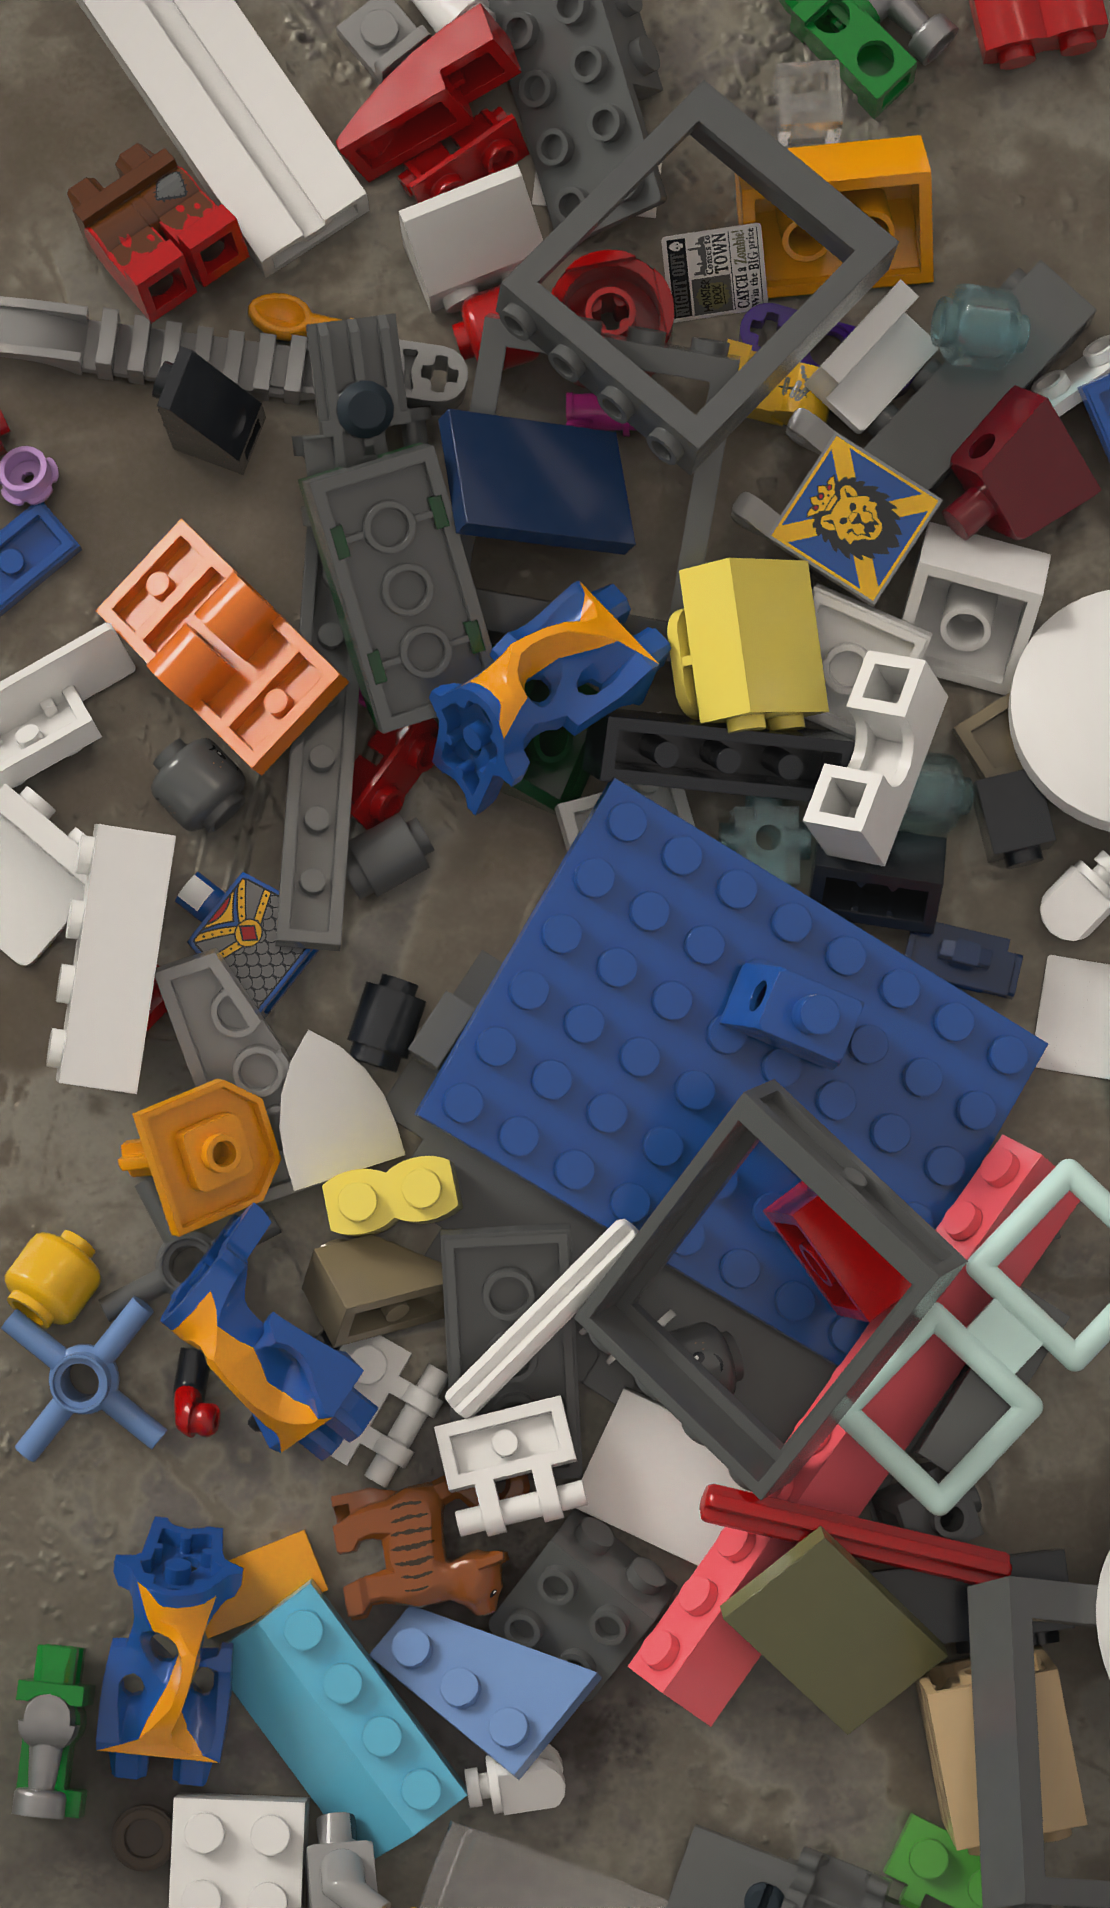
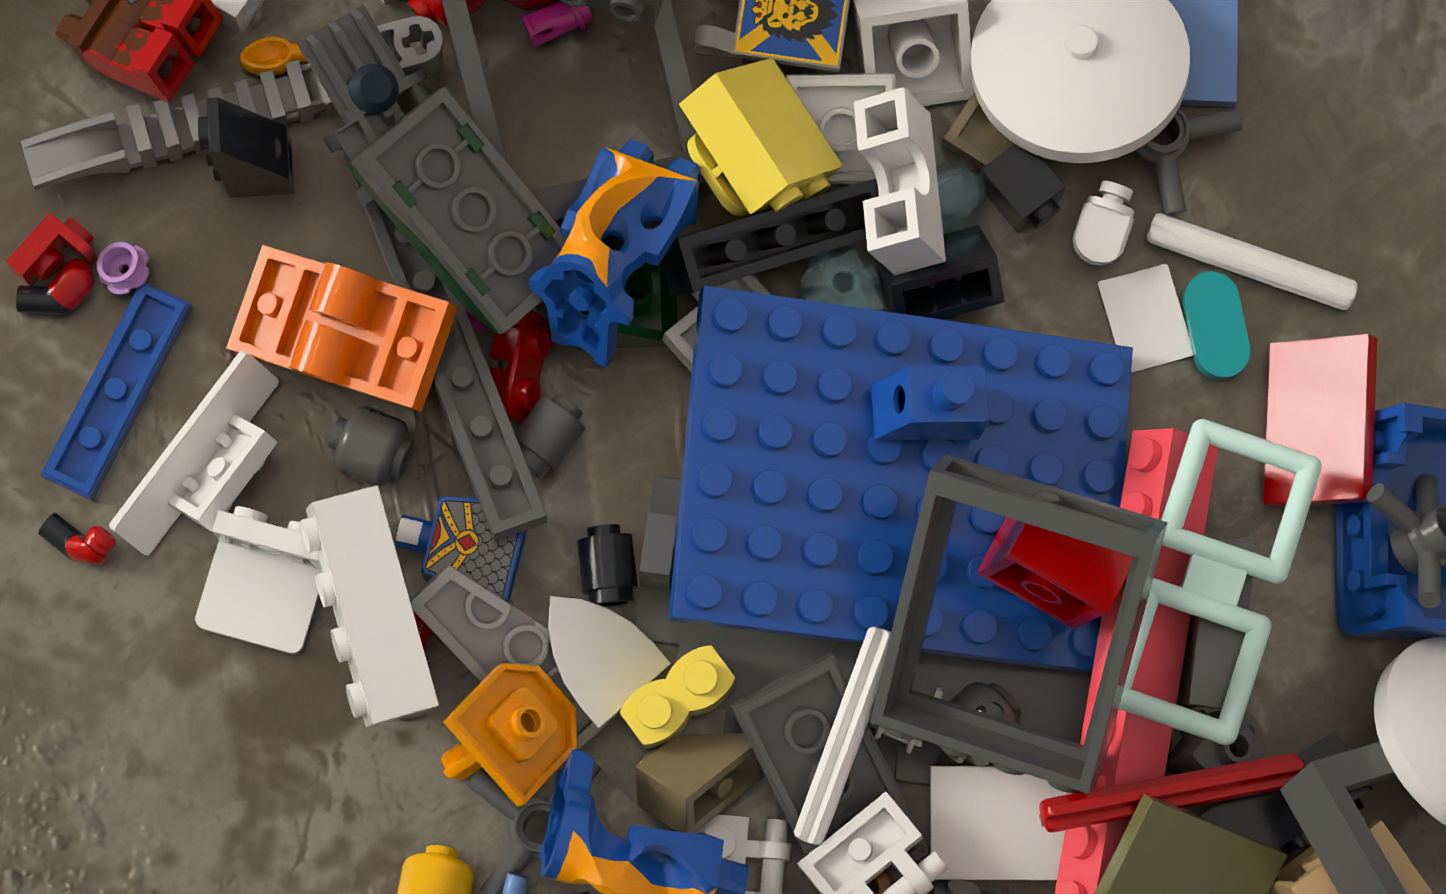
camera: 30 degrees left, 5 degrees down
(536, 482) = (534, 85): dark blue tile -> none
(967, 959) = (1040, 310): dark blue piece -> none

